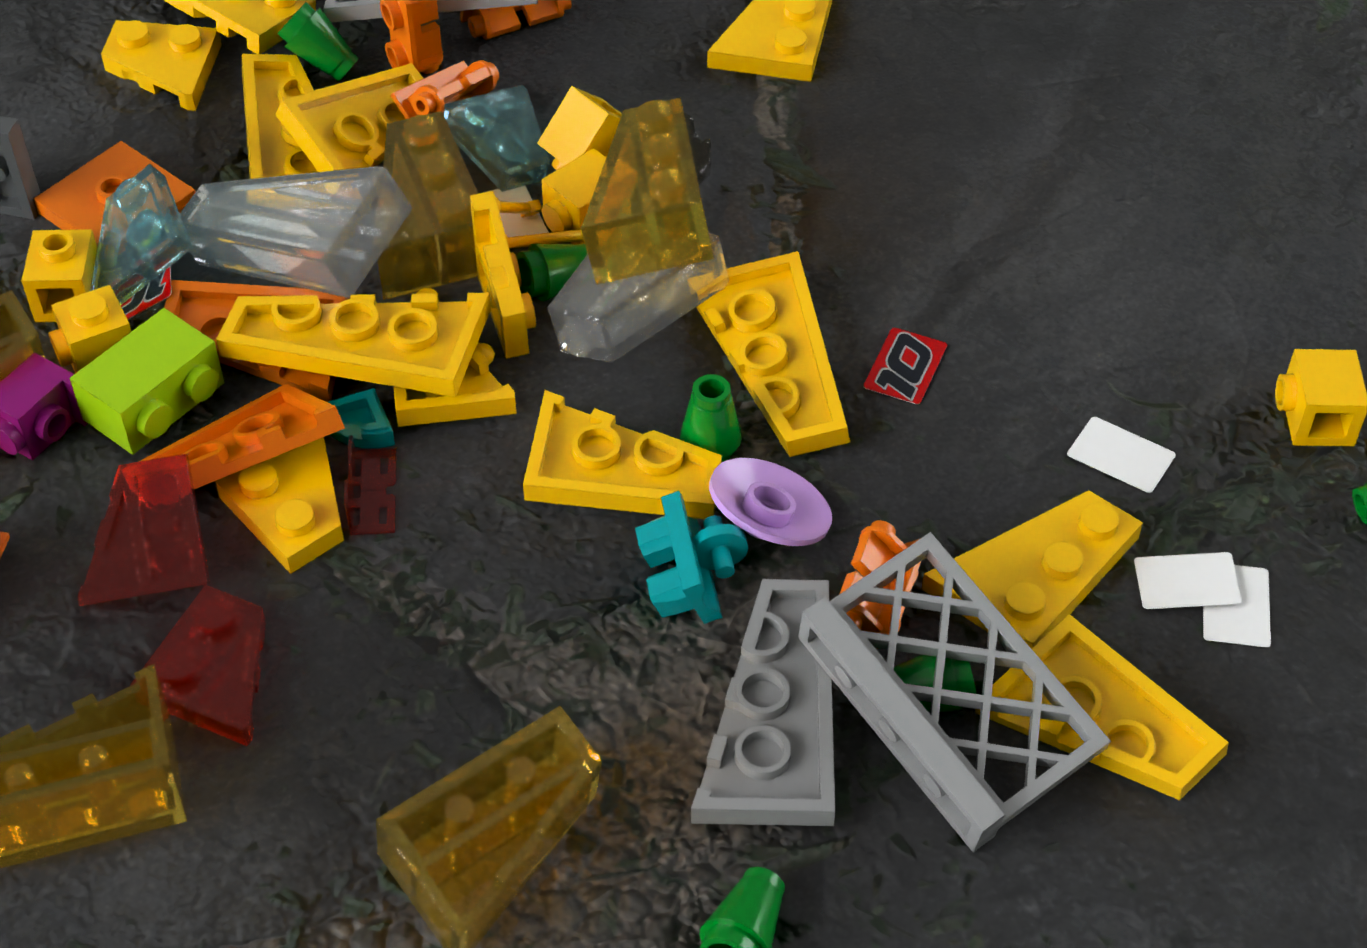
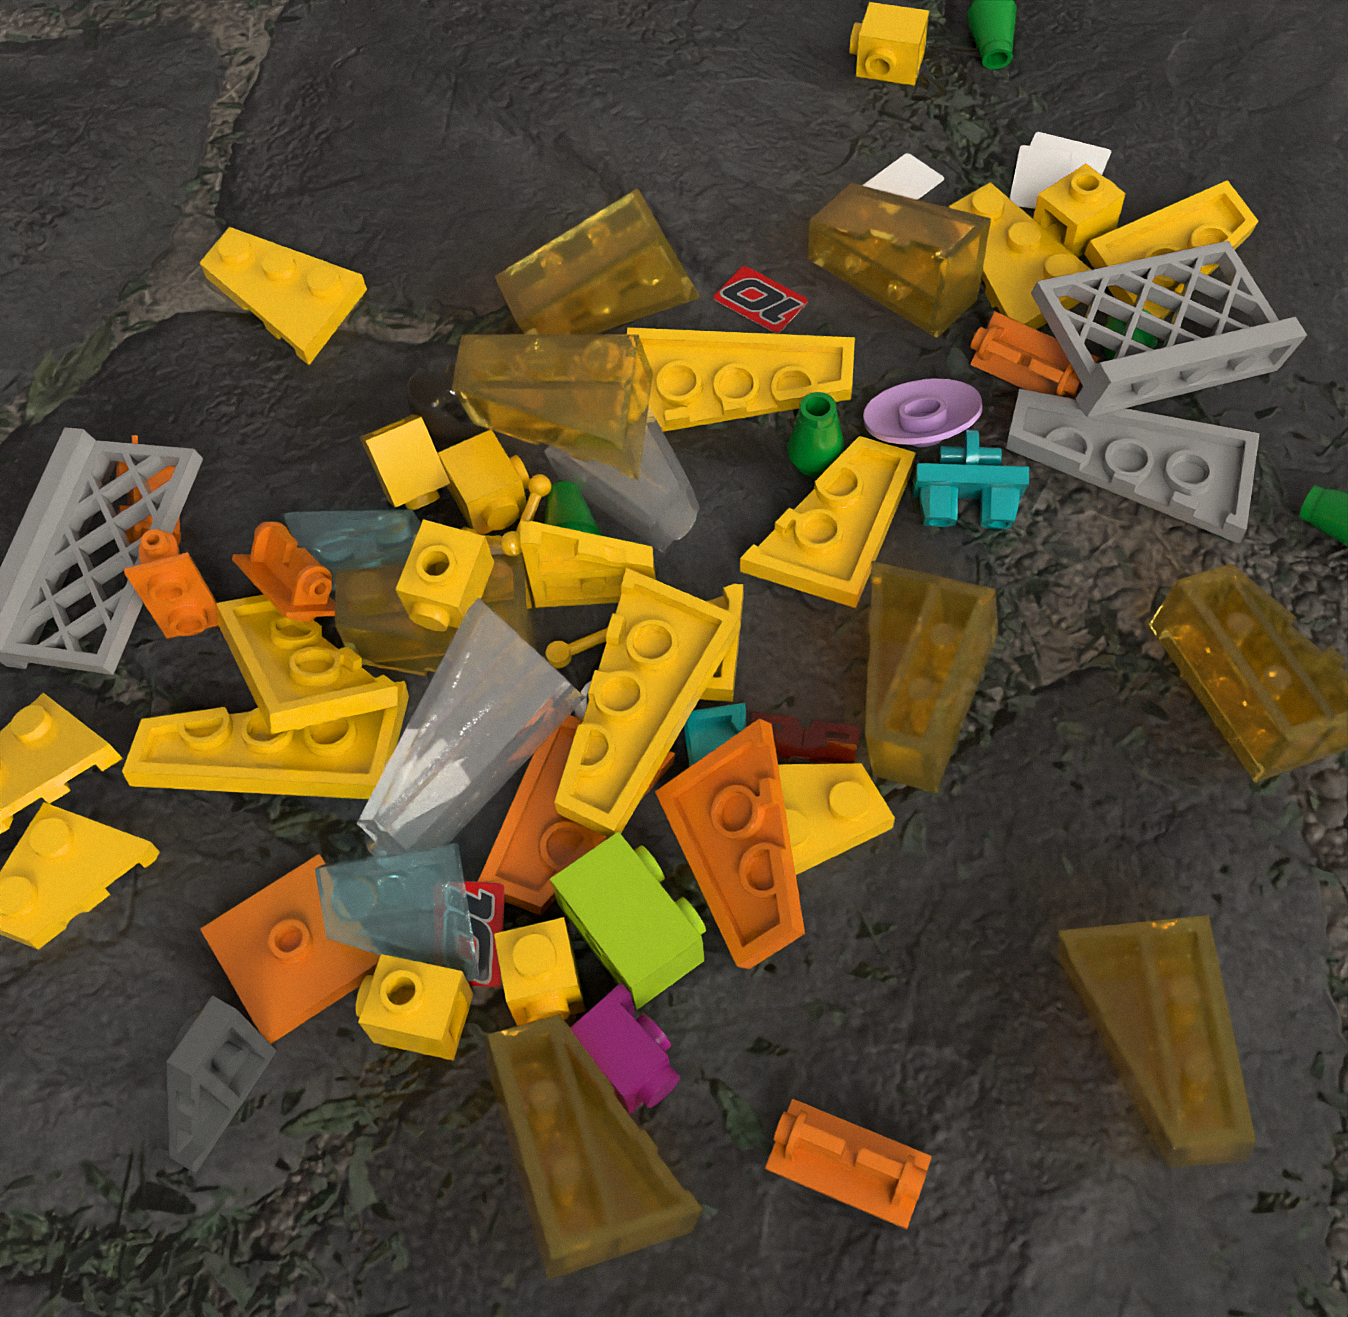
camera: 70 degrees left, 10 degrees up
(148, 534) = (855, 939): clear red wing -> none
(212, 664) = (1006, 908): clear red wing -> none
(318, 42) = (131, 692): green cone -> none
(424, 155) = (444, 575): none -> yellow brick
(432, 543) = (923, 669): none -> clear yellow wedge
(862, 222) = (598, 274): none -> clear yellow wedge
(980, 452) = (902, 253): none -> clear yellow wedge
(1124, 604) = (1079, 208): none -> yellow brick

